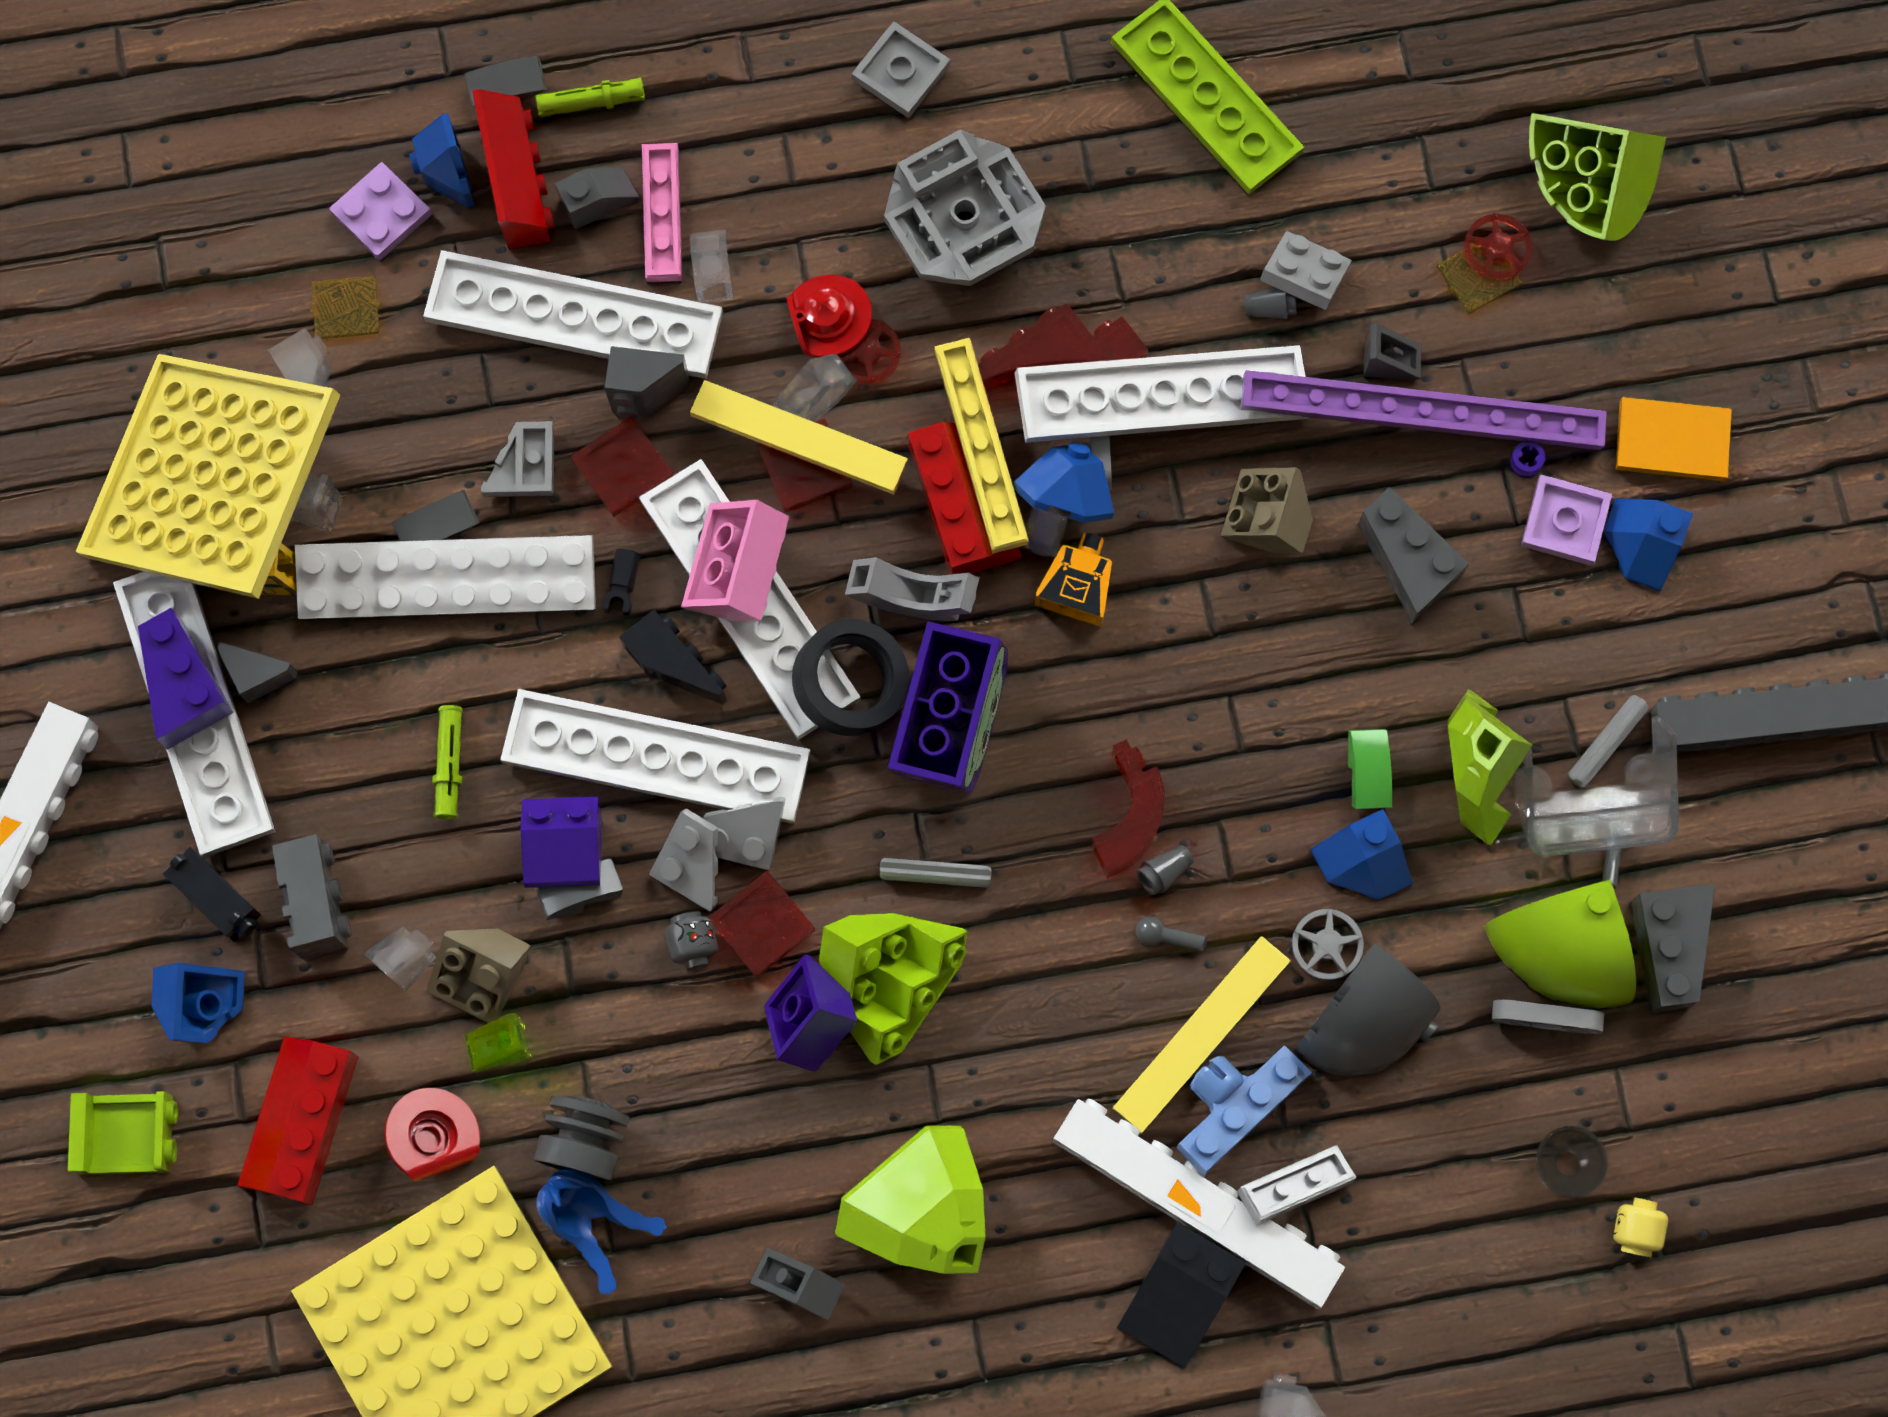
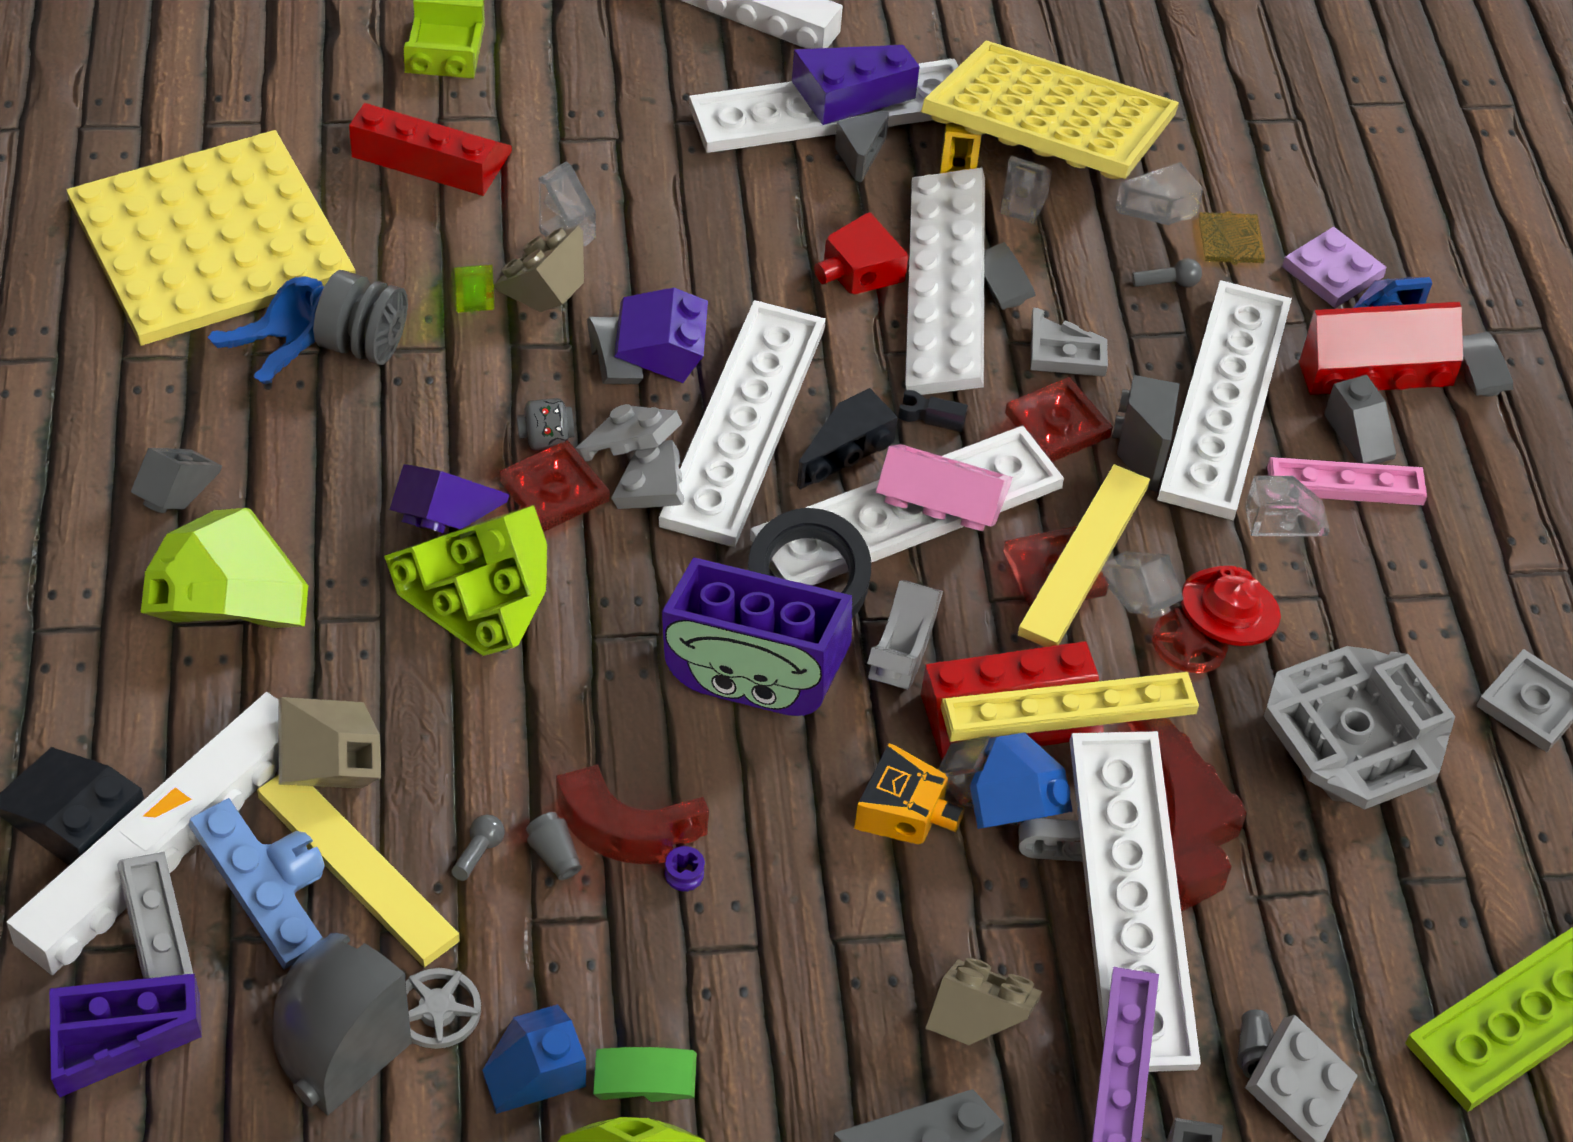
camera: 90 degrees right, 25 degrees down
(195, 1000) = (551, 84): blue slope -> none
(212, 894) = (651, 102): black brick -> none
(311, 897) = (634, 159): dark grey wedge -> none
(410, 349) = (1185, 273): none -> dark grey bar
(424, 660) = (862, 257): none -> red torso
(431, 1133) = (394, 222): hat -> none
(448, 756) = (756, 268): lime pin -> none
(583, 98) = (1476, 441): lime pin -> none
(935, 872) = (586, 639): light grey axle -> none
(1103, 1070) = (327, 743): none -> dark tan slope
(1179, 759) = (682, 857): none -> dark purple bush
(1397, 1190) = (118, 1025): none -> dark purple wedge

